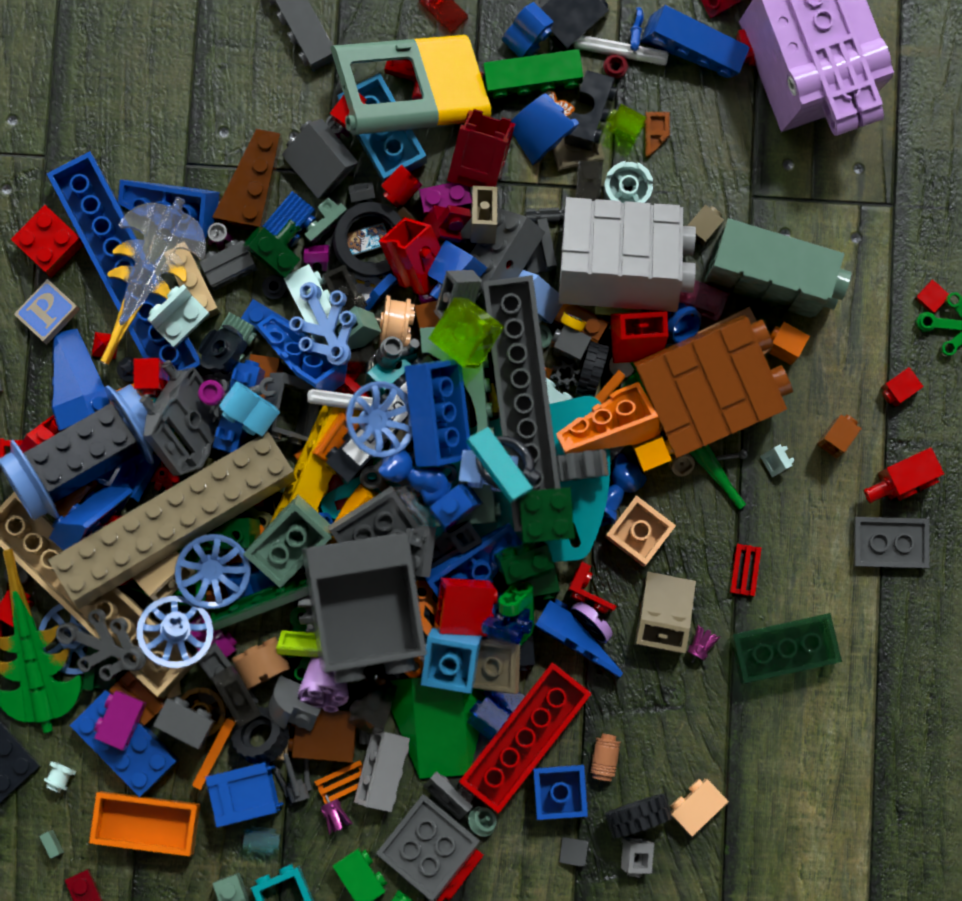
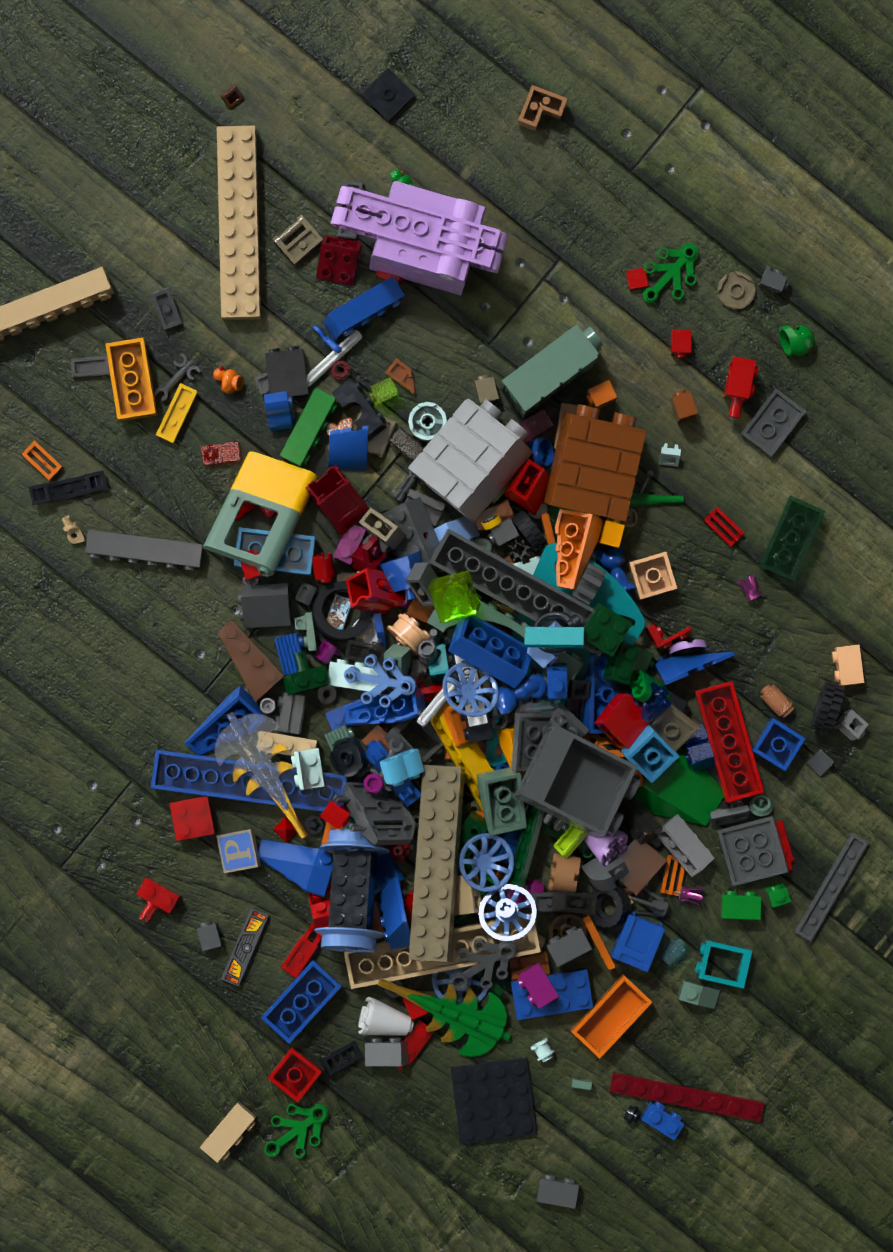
camera: 50 degrees left, 5 degrees up
(665, 613) = (714, 597): dark tan slope -> none

